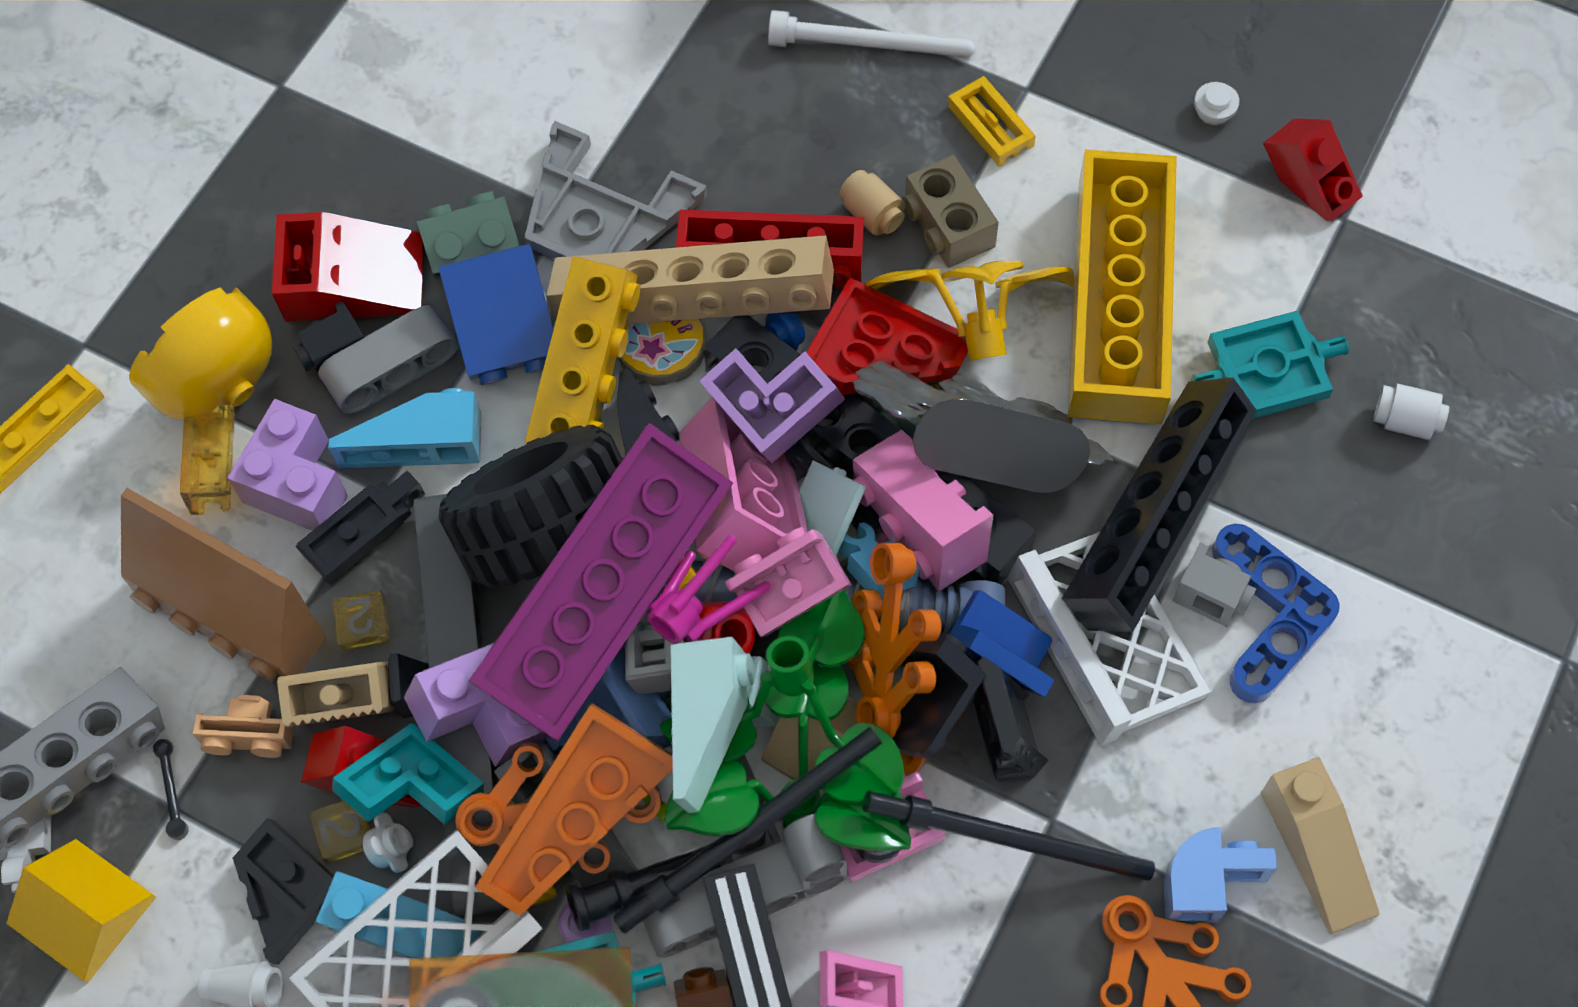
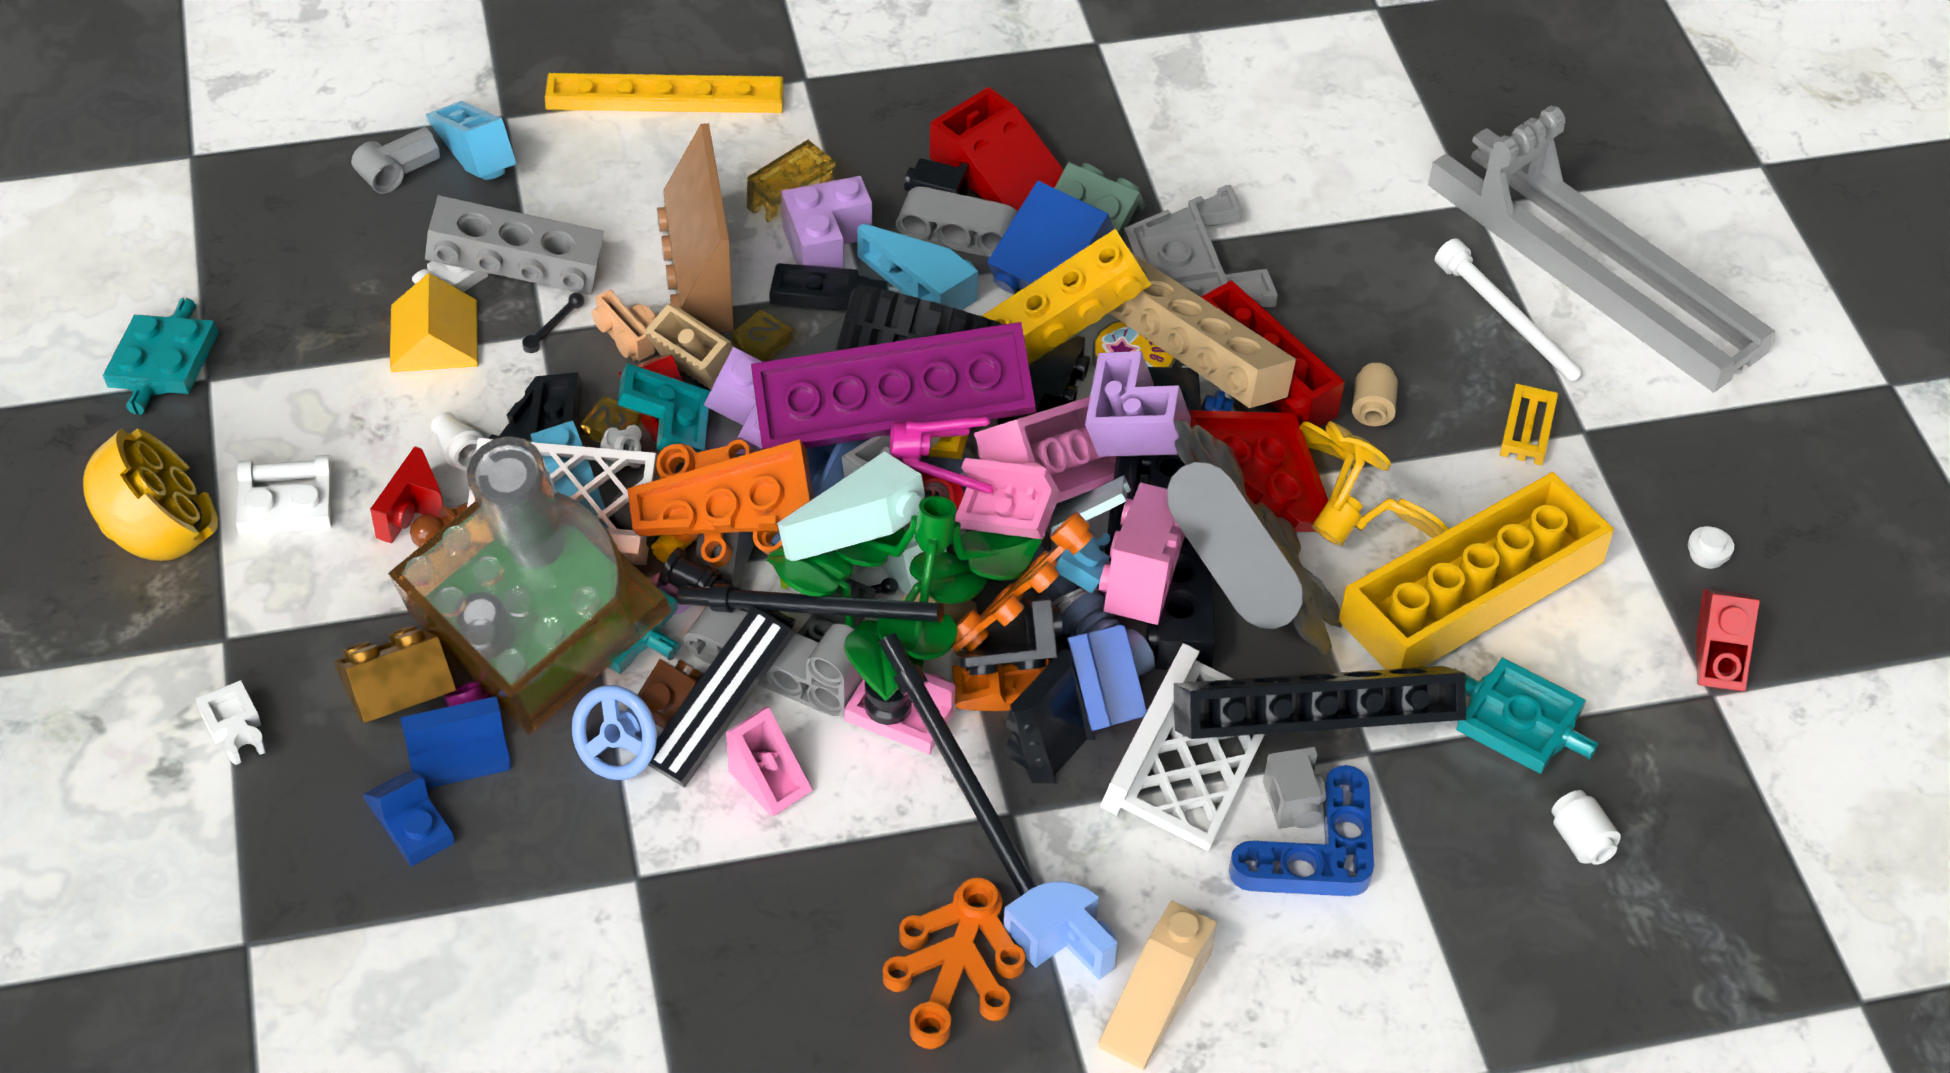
camera: 45 degrees right, 15 degrees down
(206, 356) = (853, 119): yellow cylinder -> none
(957, 208) = (1420, 441): dark tan brick -> none

